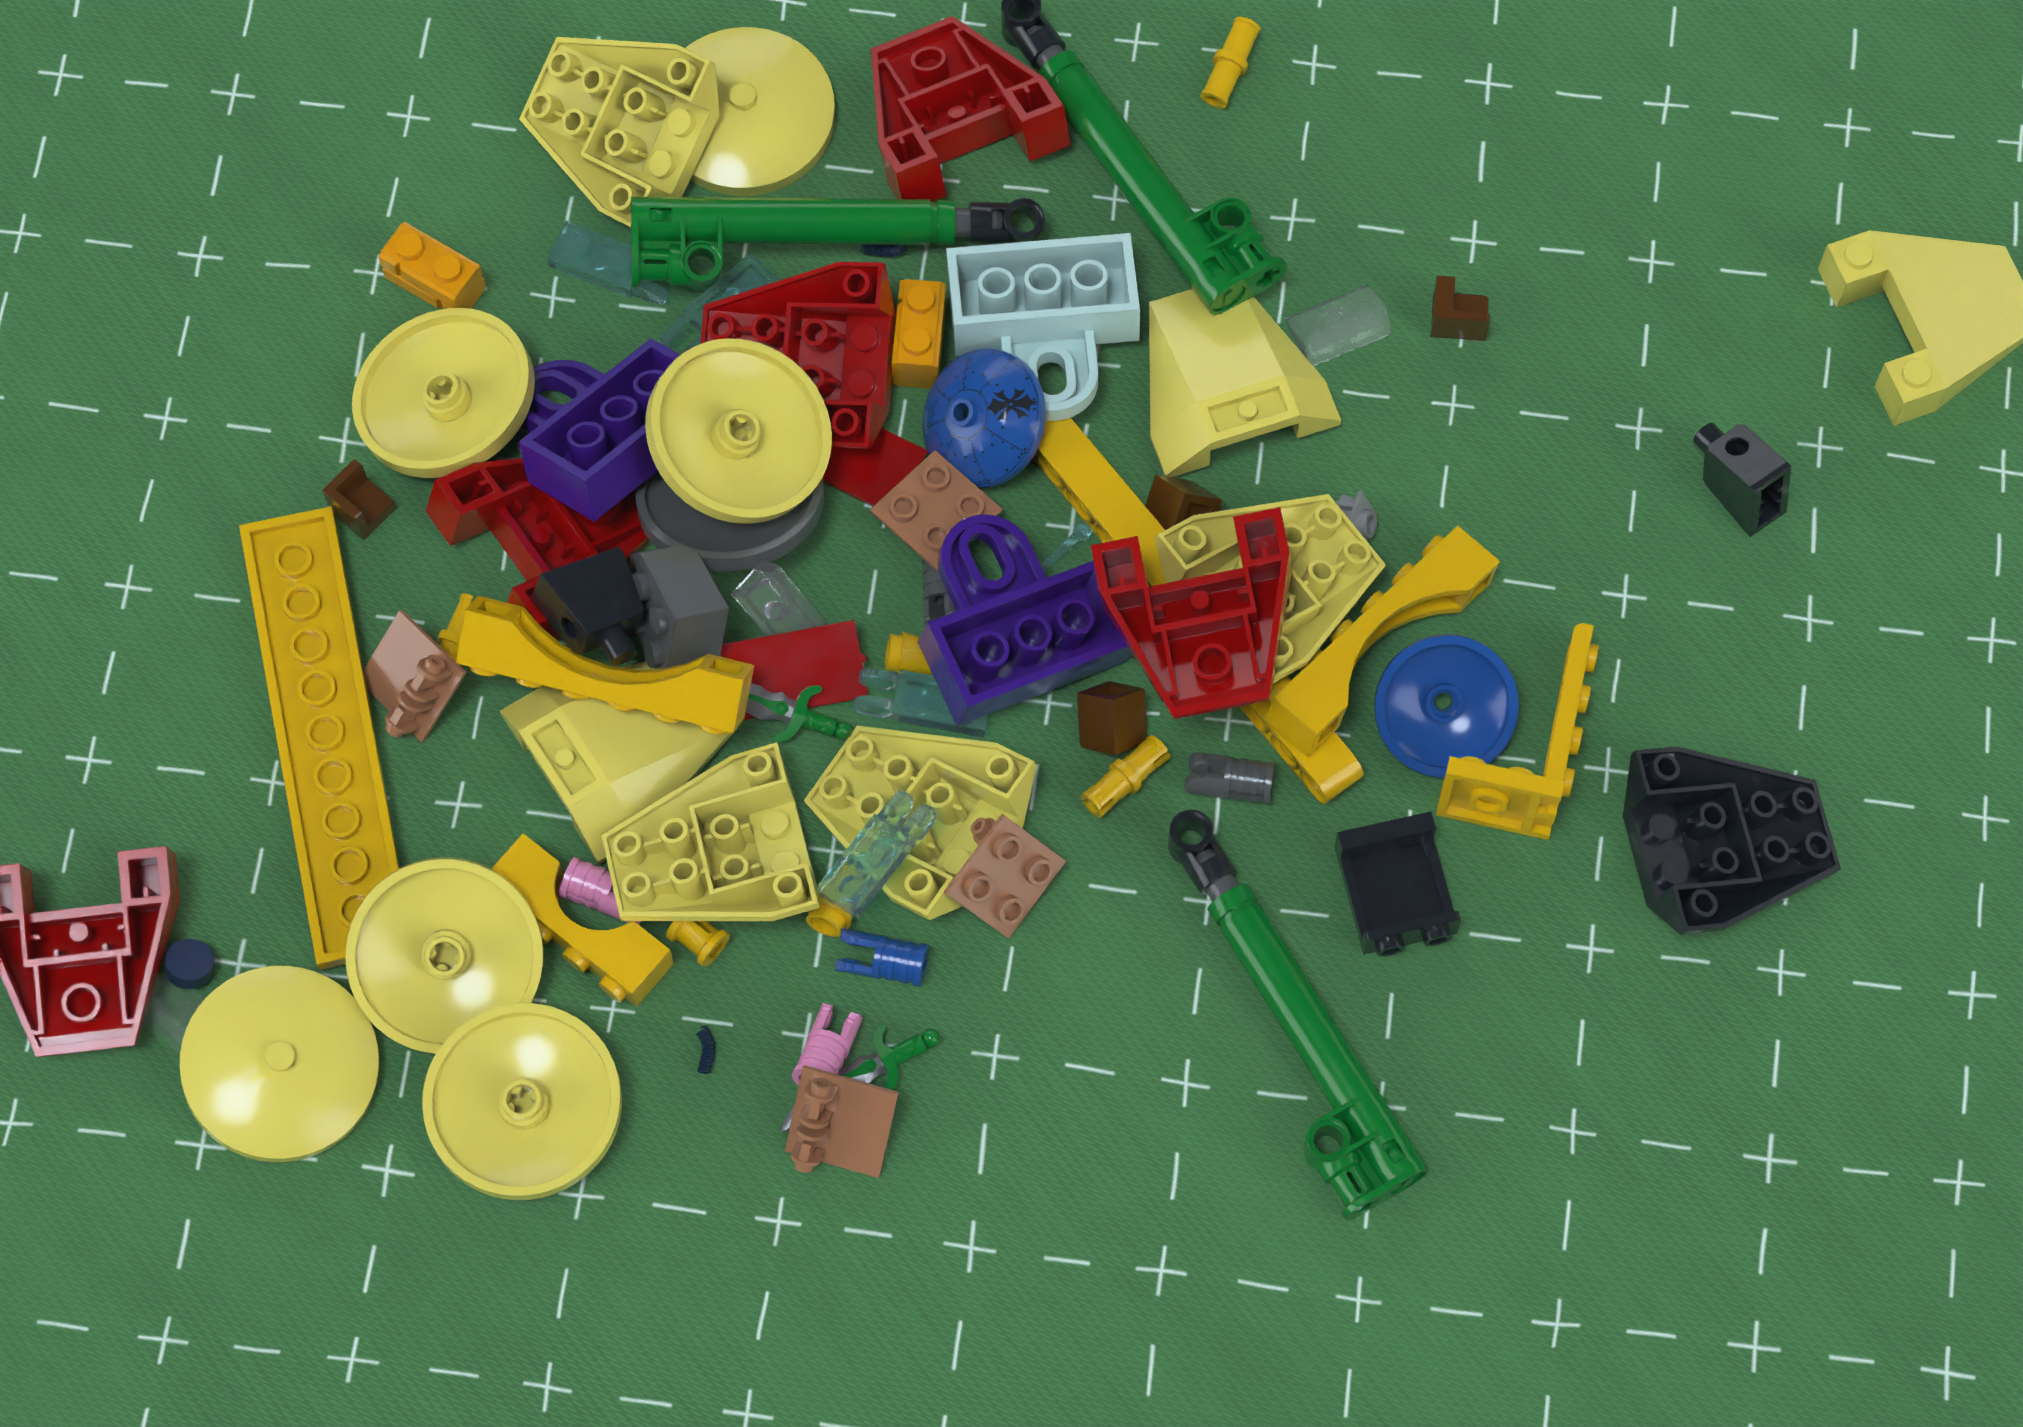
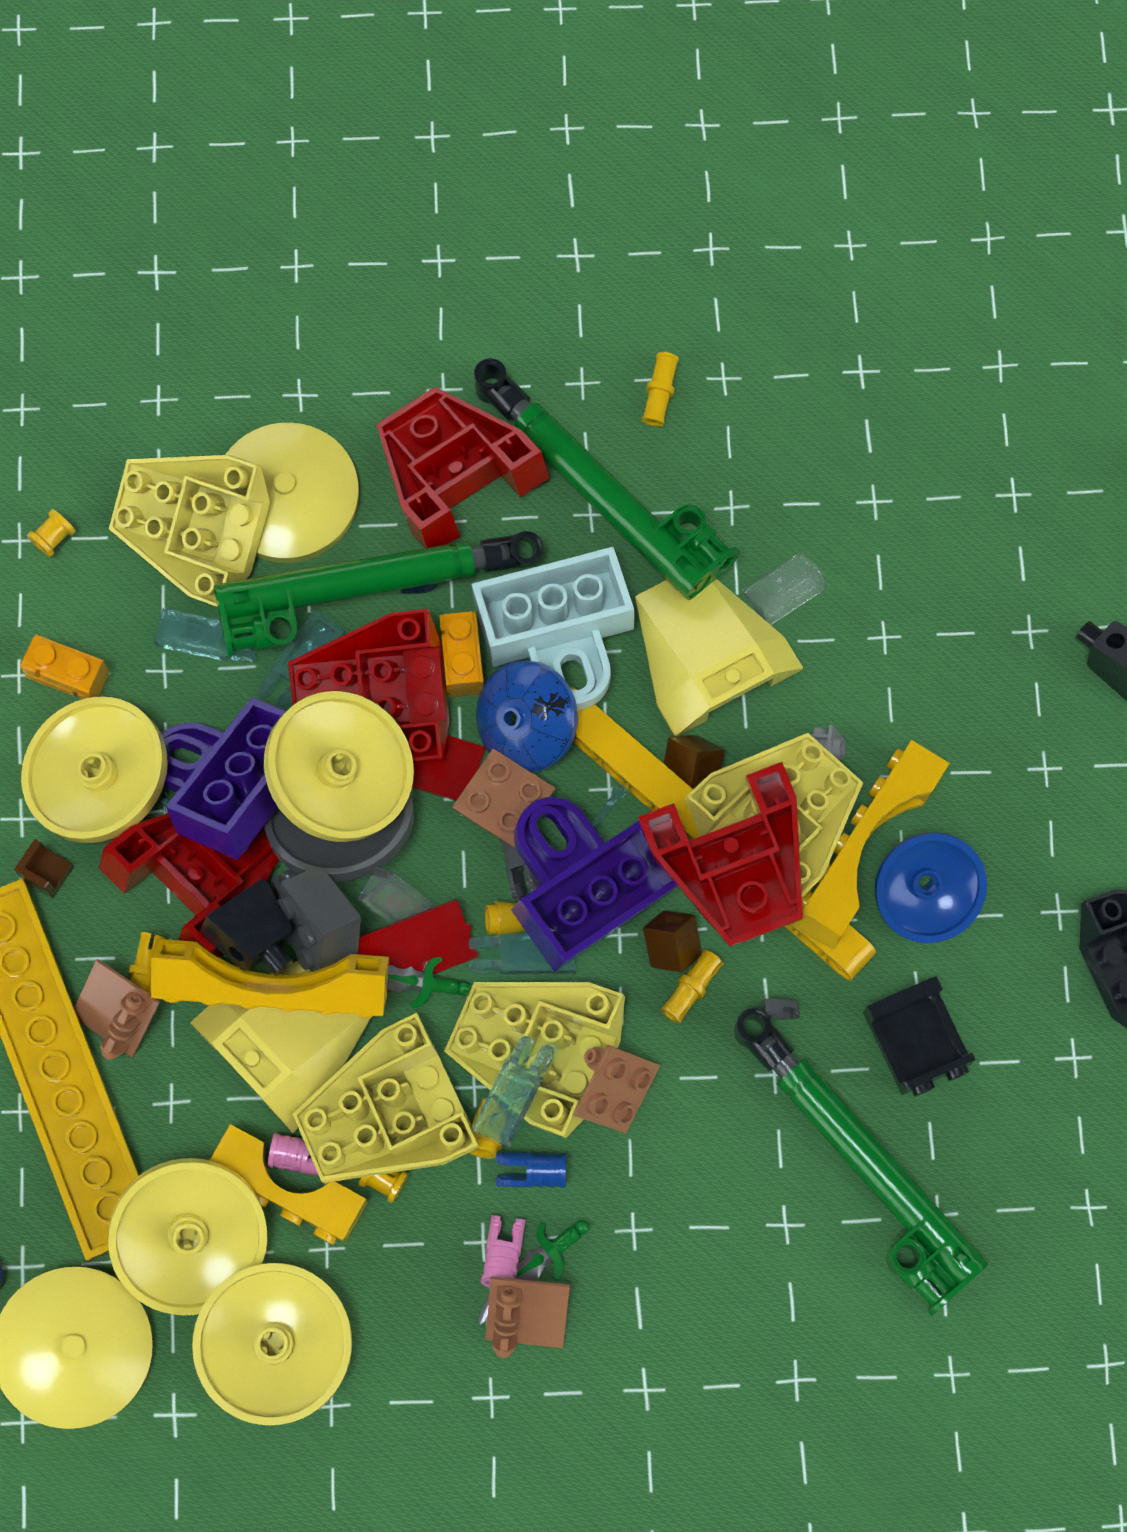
camera: 15 degrees left, 5 degrees up
(447, 111) = (51, 533): none -> yellow bush
(705, 1060) = (408, 1267): dark blue leg -> none
(1230, 778) = (774, 973): dark grey hinge -> none
(1231, 822) = (781, 1009): none -> dark grey tile
(1458, 314) = (875, 563): reddish brown panel -> none
(1515, 796) = (1002, 952): yellow bracket -> none

